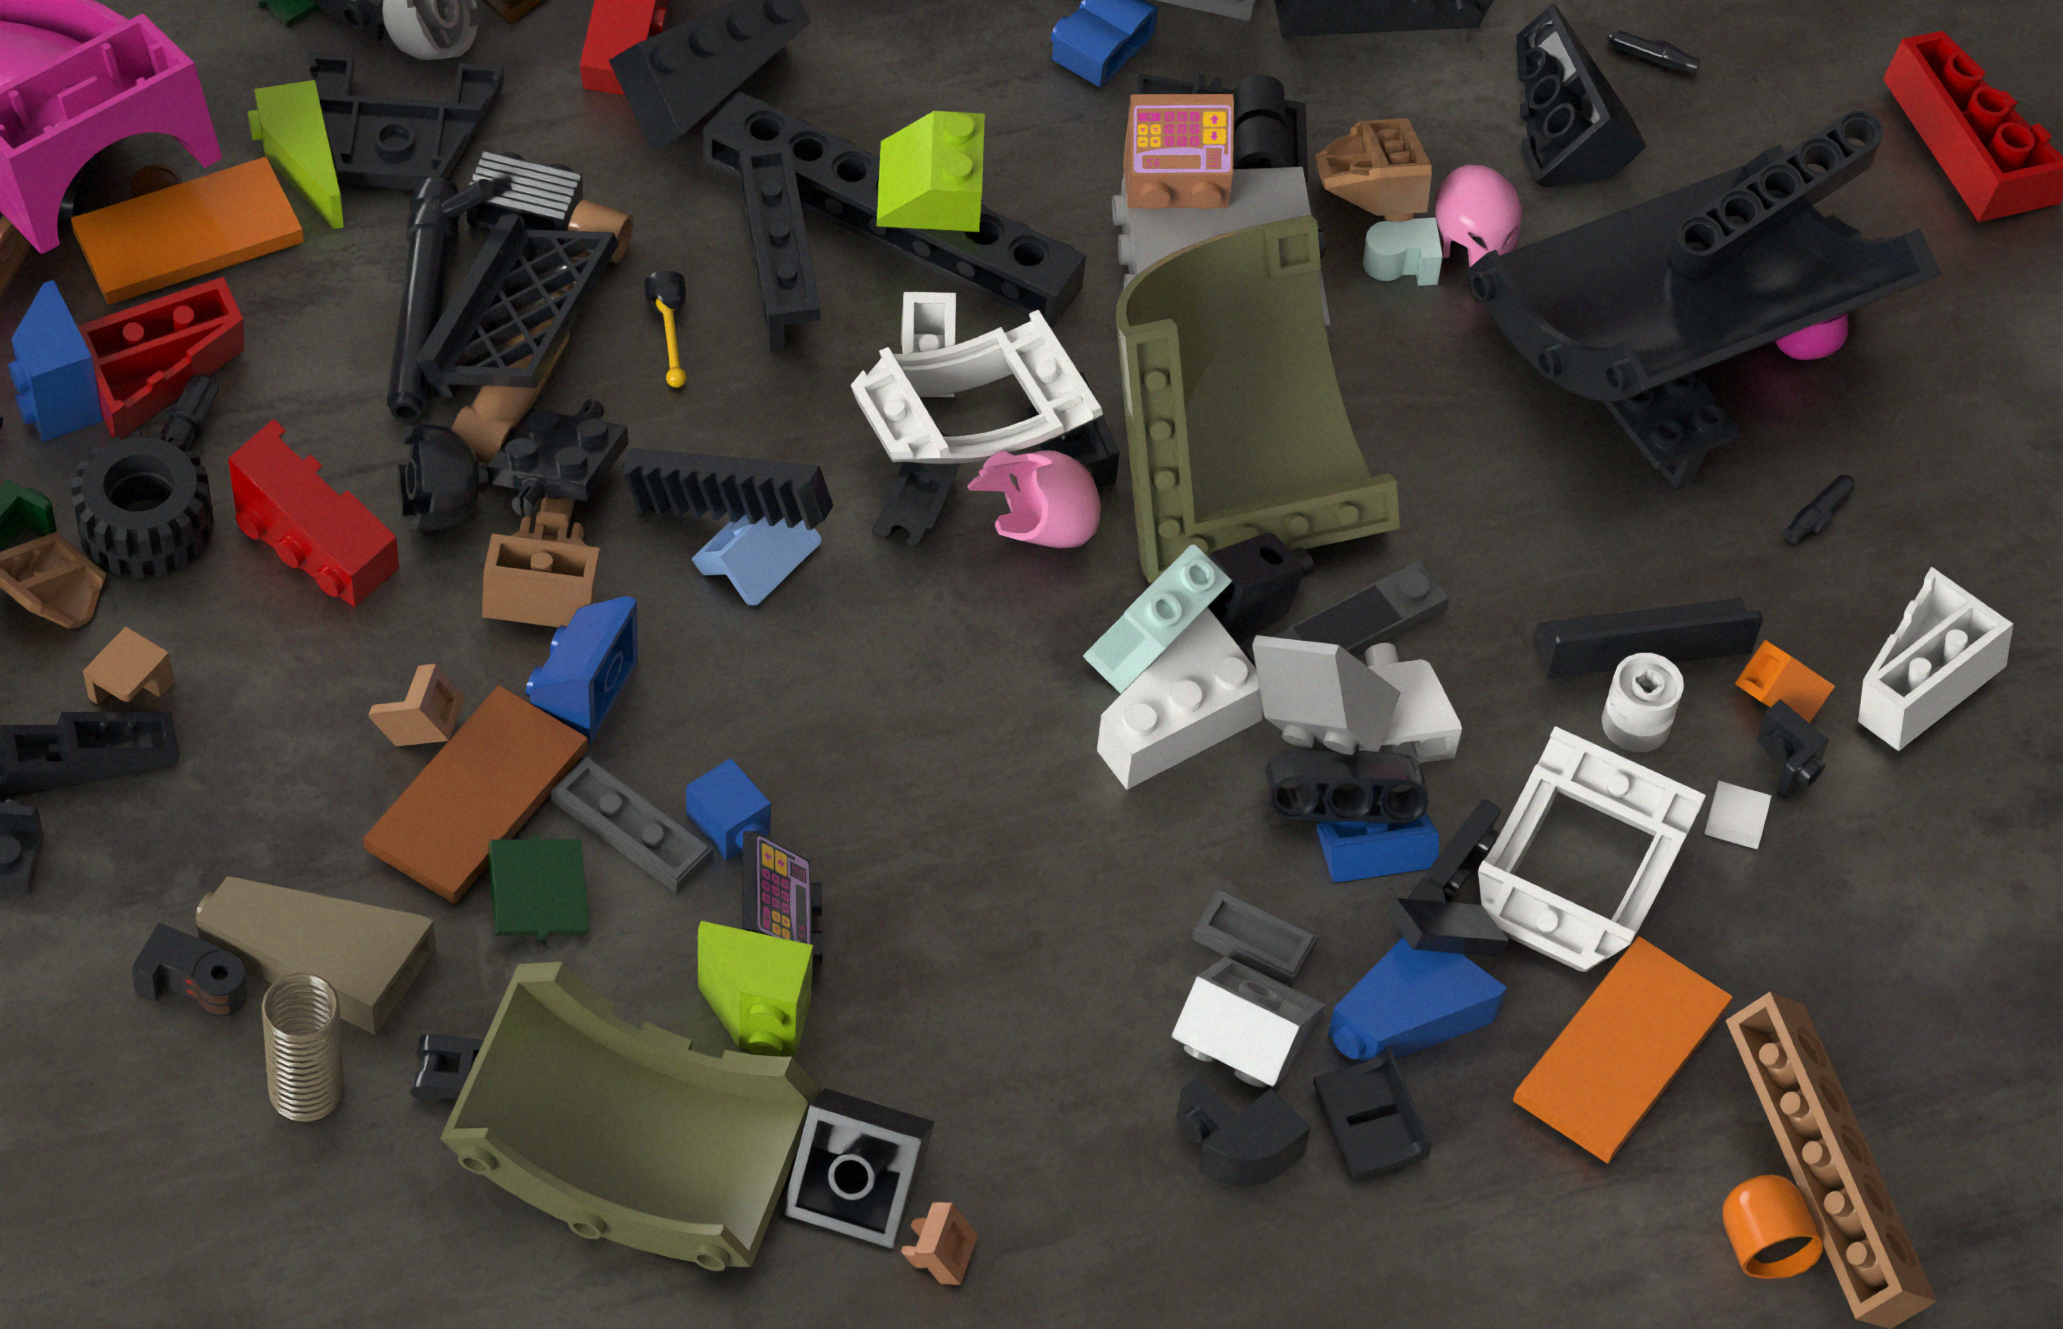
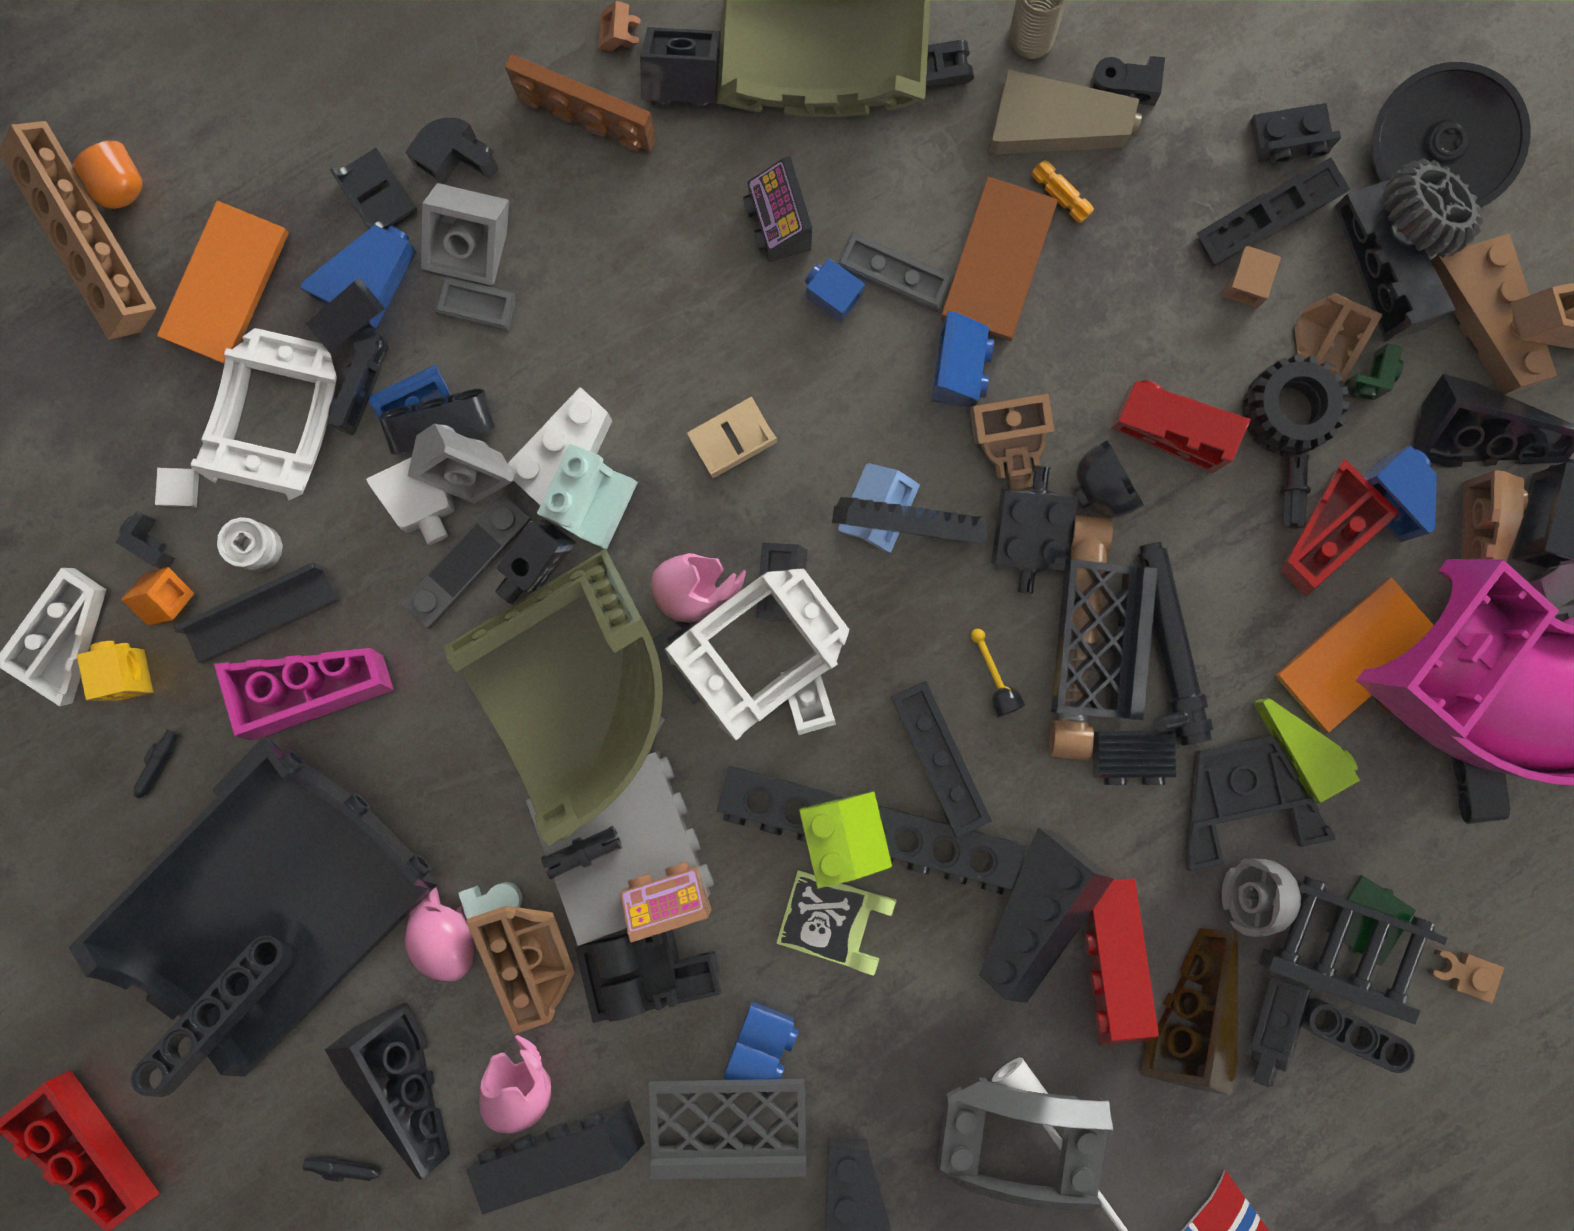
camera: 170 degrees right, 30 degrees up
(349, 858) = (1062, 190): none -> light orange axle
(425, 714) = (1051, 300): medium nougat panel -> none
(538, 887) = (937, 201): dark green piece -> none
(756, 986) = (769, 138): lime slope -> none
(958, 663) = (749, 429): none -> tan piece
(1008, 136) = (831, 921): none -> flag
(1027, 1123) = (579, 102): none -> dark orange plate
(1419, 53) = (514, 1094): none -> bright pink helmet
(1605, 523) = (295, 689): none -> dark pink wedge
(1851, 590) = (114, 672): none -> yellow brick

